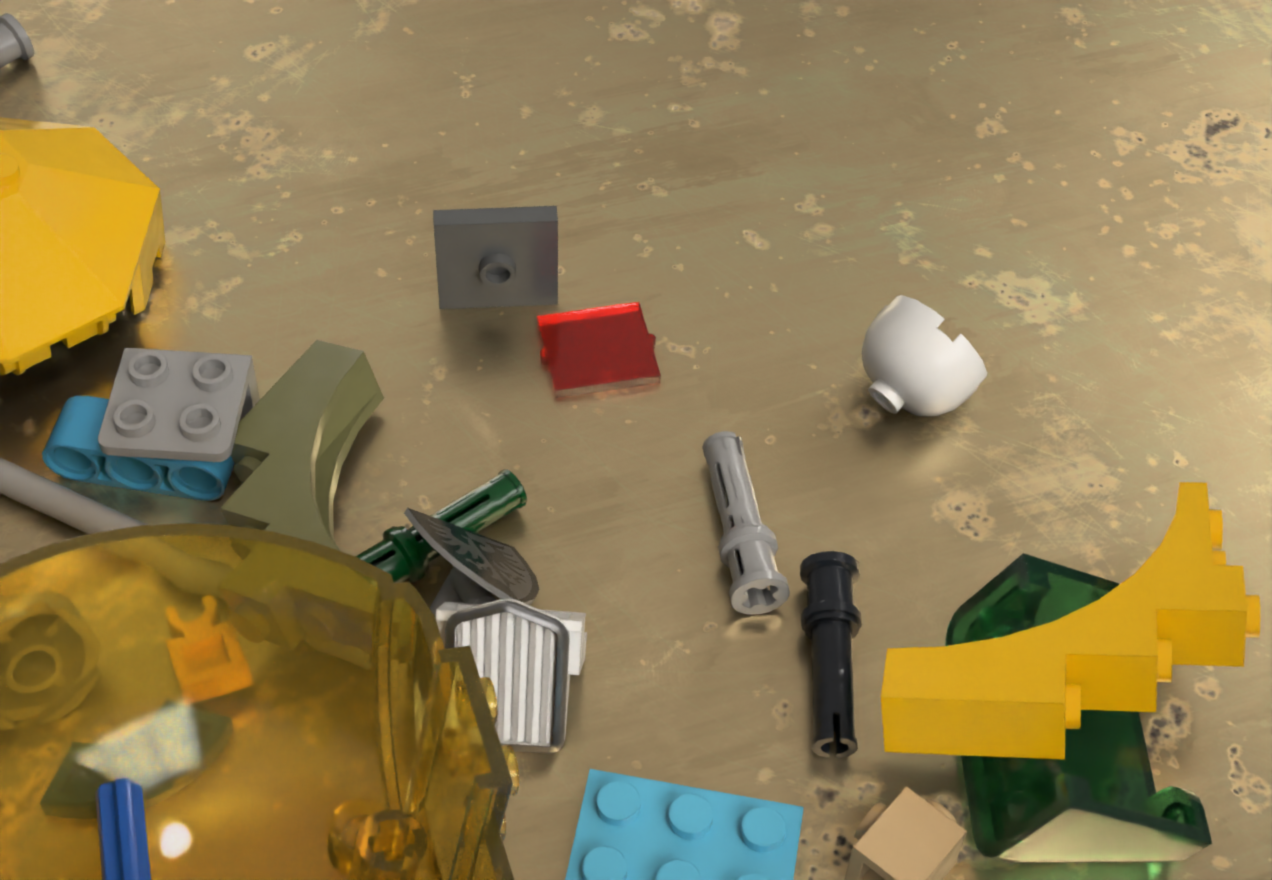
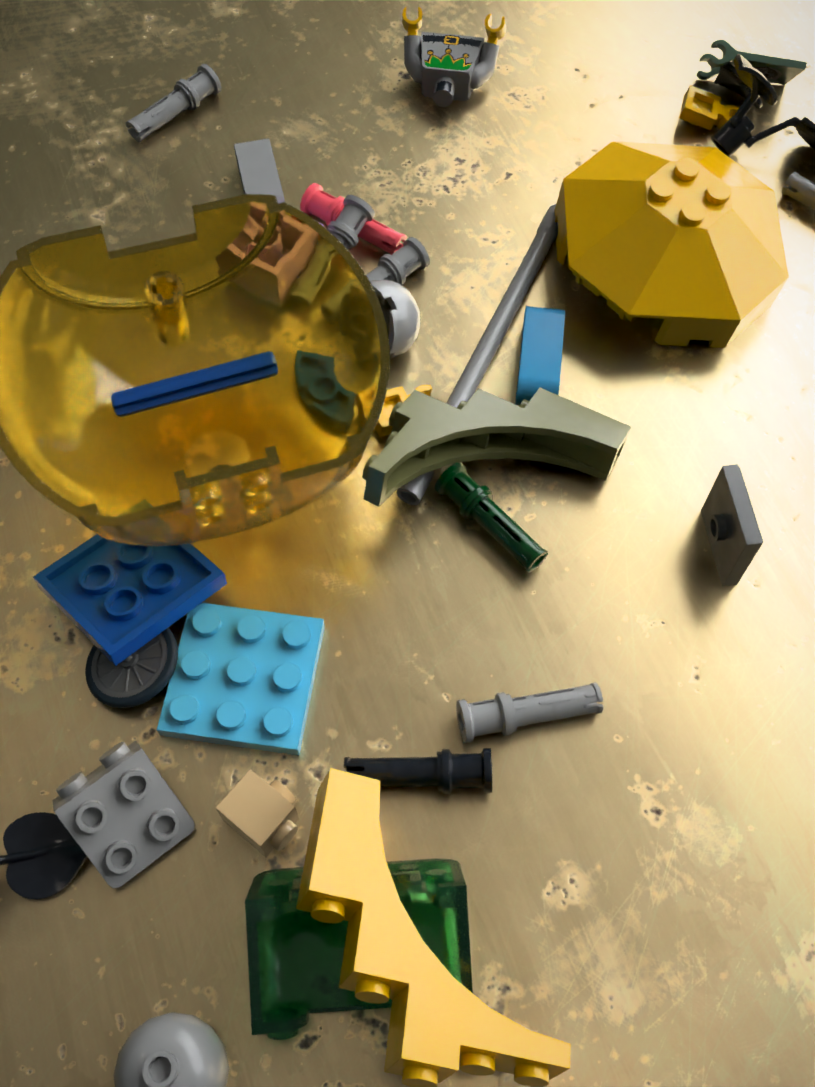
camera: 90 degrees right, 10 degrees up
(177, 404) = (563, 360): light grey bracket -> none
(478, 562) = (458, 536): shield -> none
(528, 661) = (387, 560): white piece -> none
(598, 350) = (681, 614): clear red piece -> none
(916, 362) = (693, 840): white cylinder -> none

